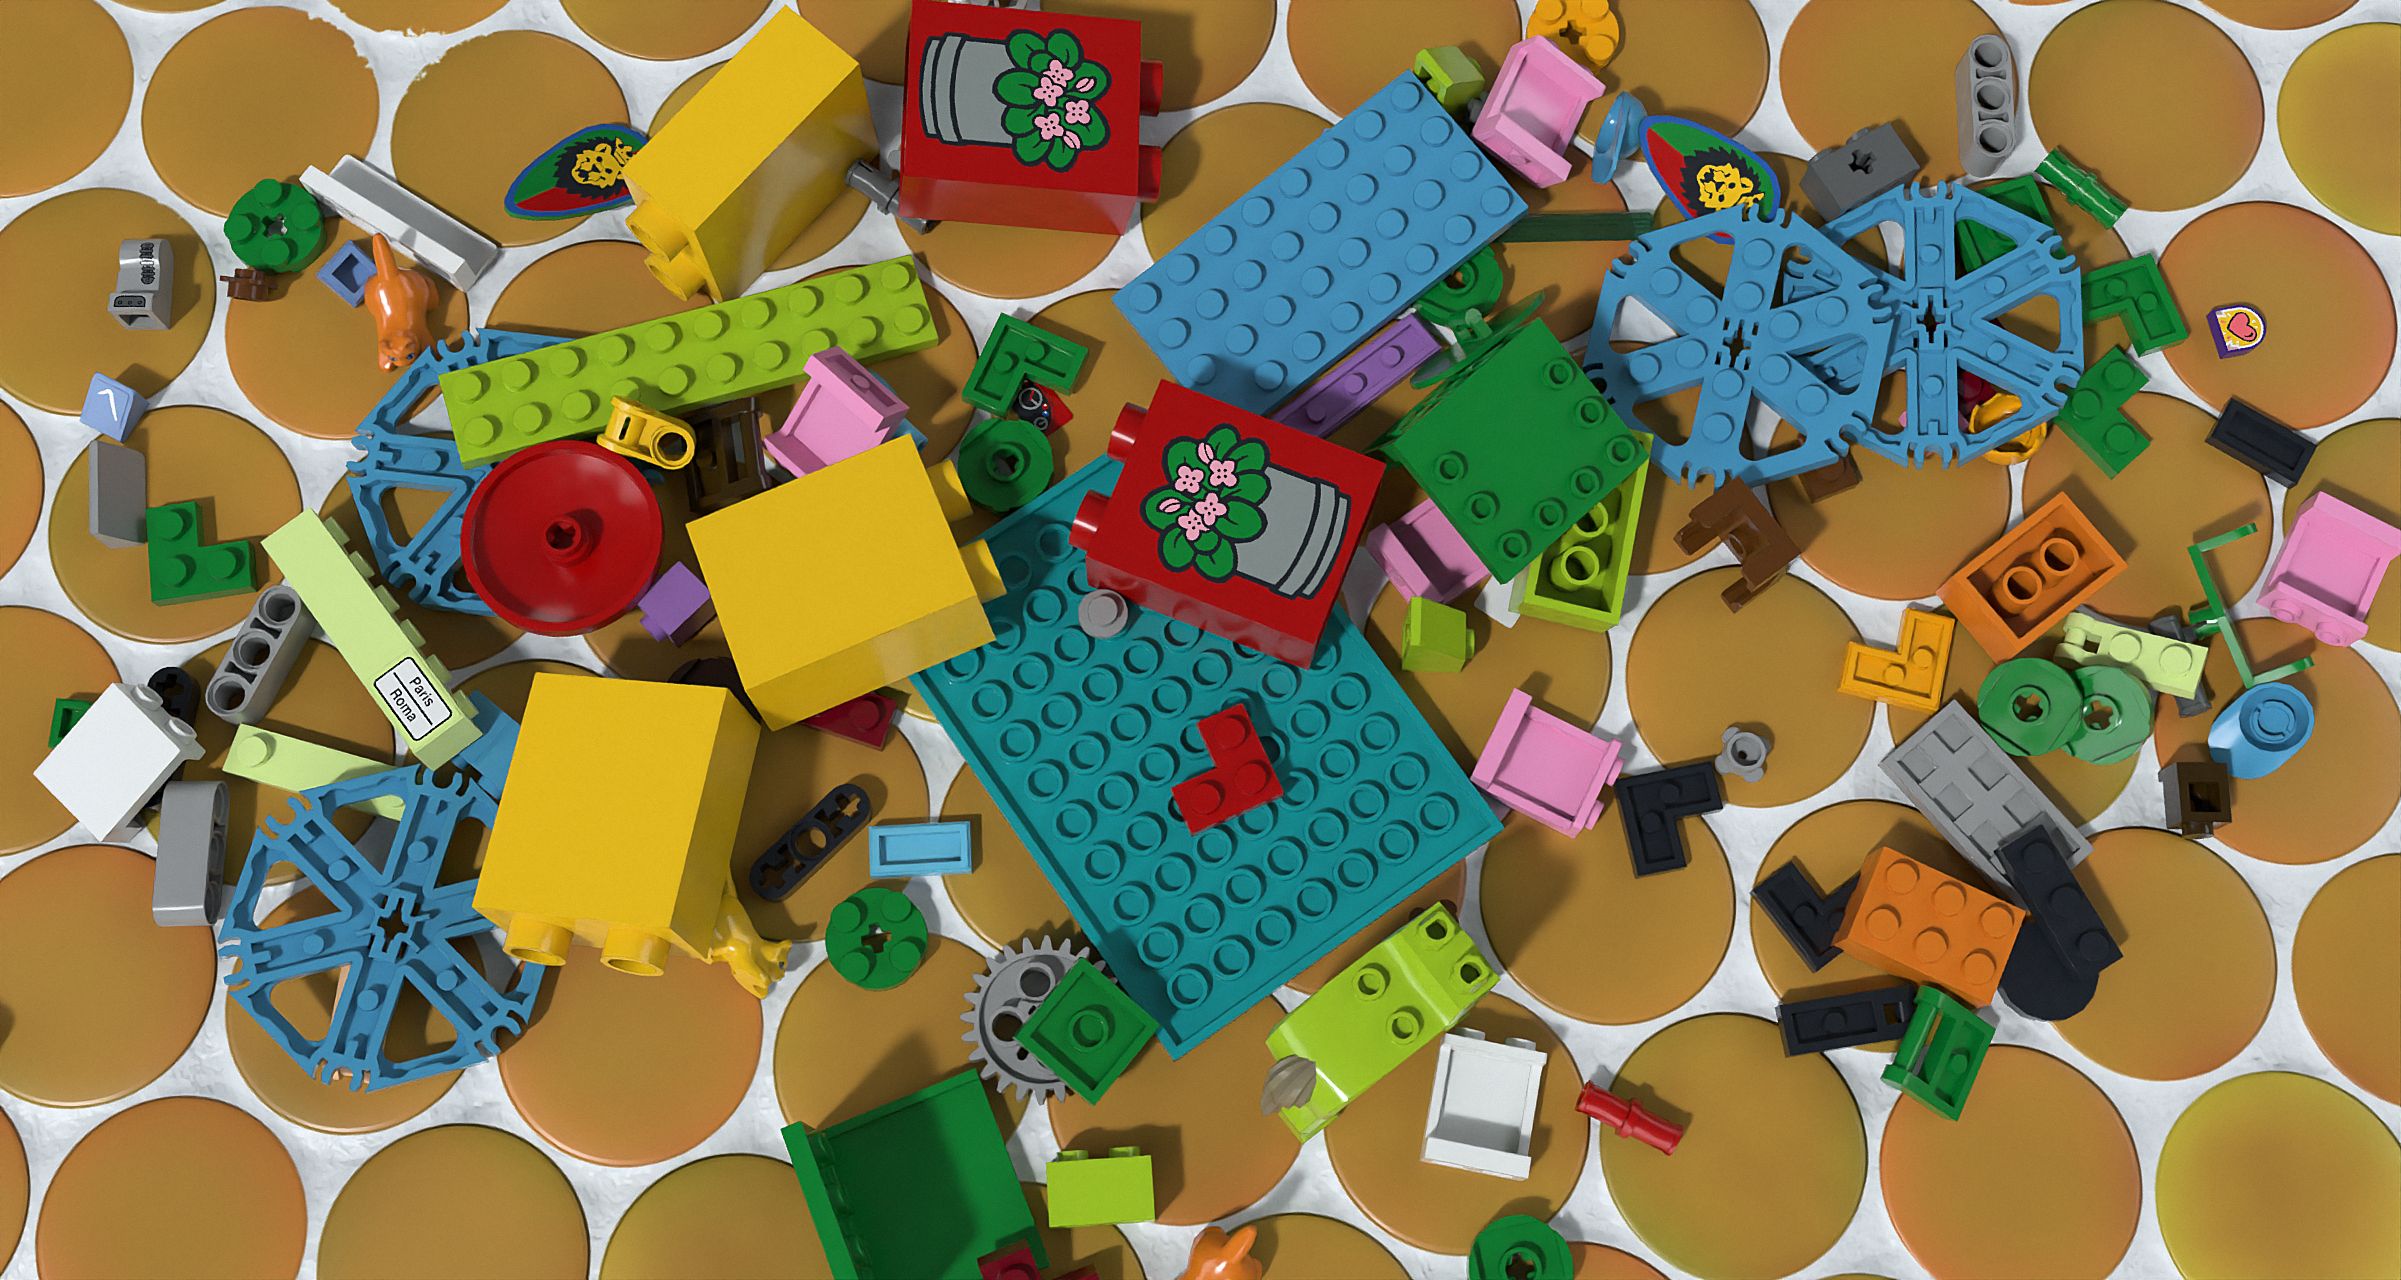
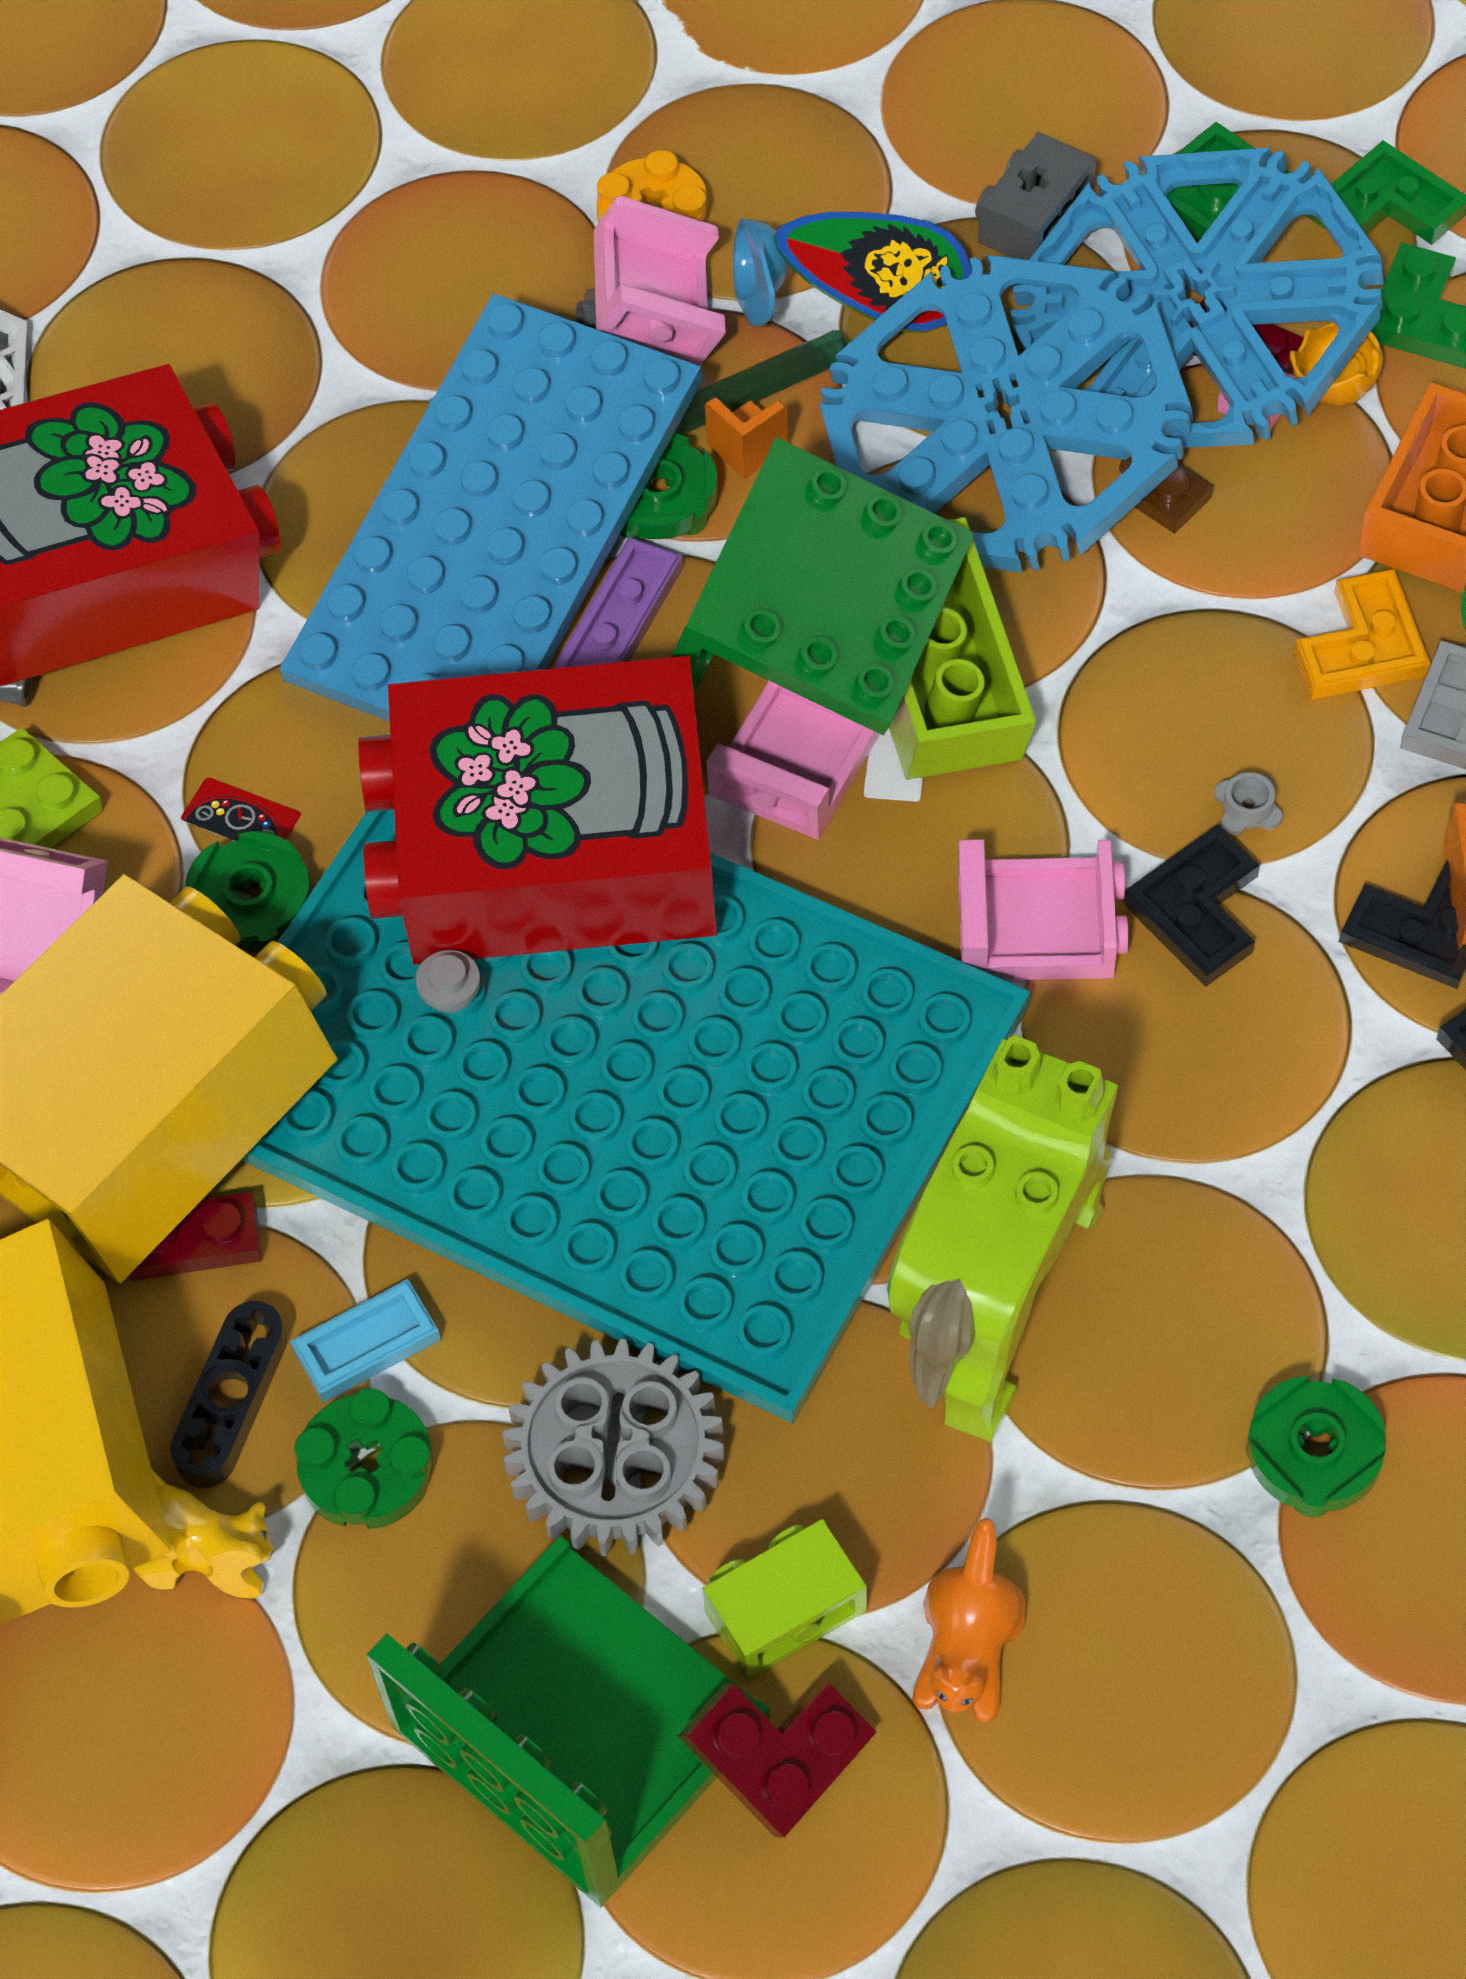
camera: 20 degrees left, 15 degrees down
(1020, 353) = (205, 768): green plate -> none
(1086, 1031) = (672, 1416): green plate -> none
(1241, 774) = (699, 1078): red plate -> none
(1434, 637) = (838, 836): lime slope -> none
(1449, 77) = (541, 284): lime slope -> none
(1476, 343) = (709, 537): green shield -> none
(1483, 1104) = (1173, 1292): white panel -> none
(1540, 268) = (746, 434): none -> orange panel
(1629, 1118) = (1344, 1225): red pin -> none
(1750, 536) = (1123, 577): reddish brown panel -> none
(1994, 89) = (1129, 82): light grey beam -> none
(2081, 188) = (1275, 115): green pin -> none

